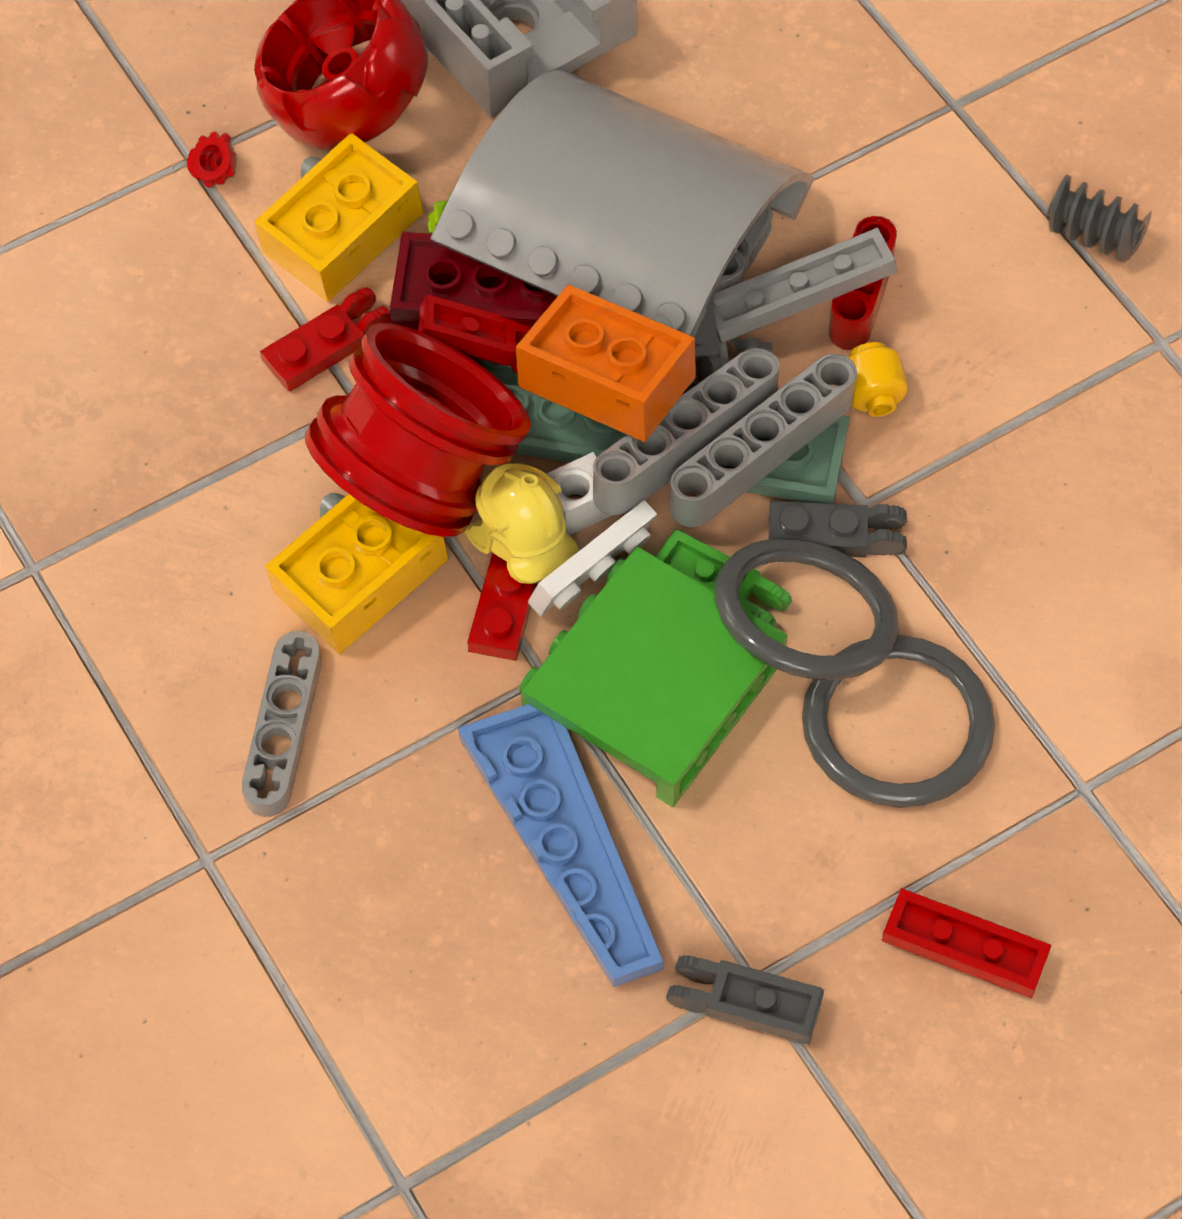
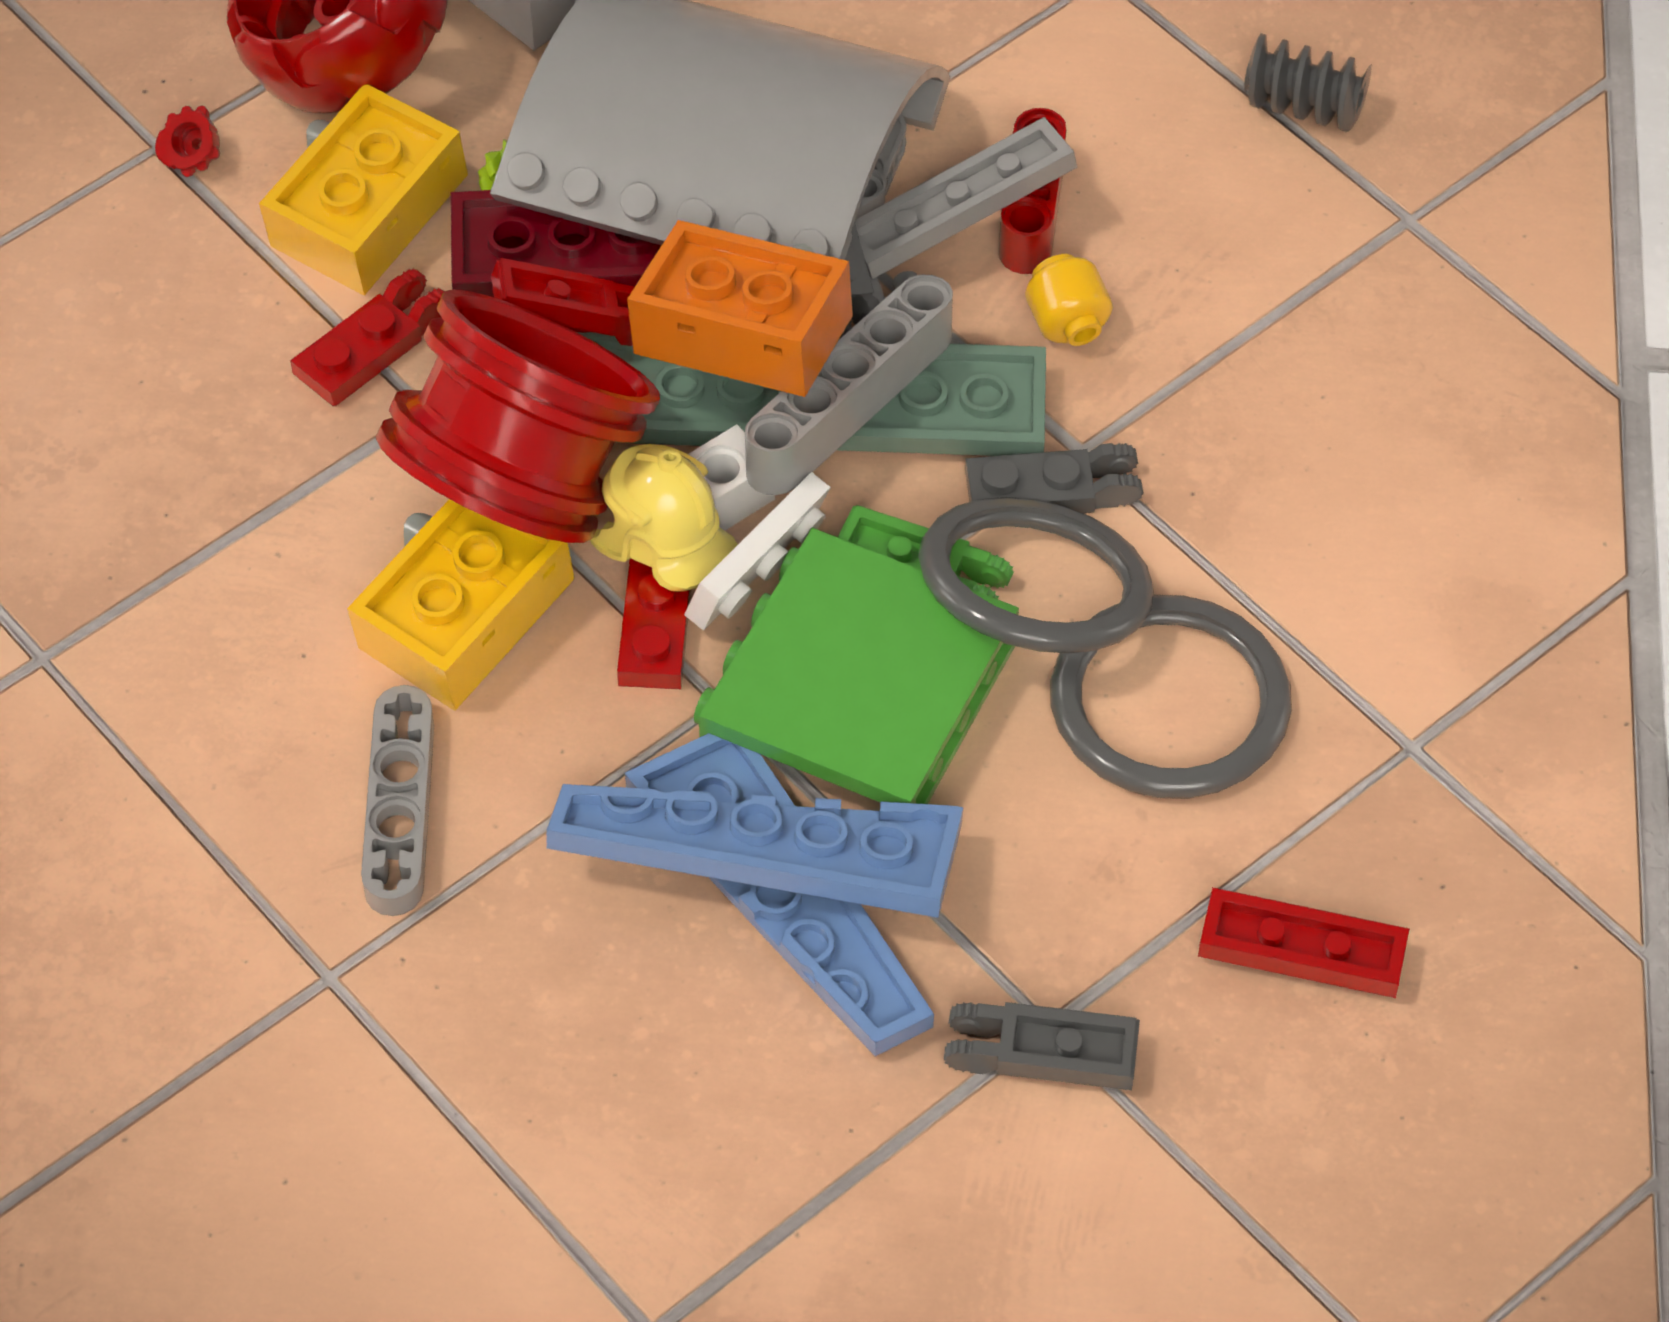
camera: 10 degrees left, 5 degrees down
(609, 819) = (855, 856): none -> medium blue wing
(754, 458) = (945, 384): light grey beam -> none

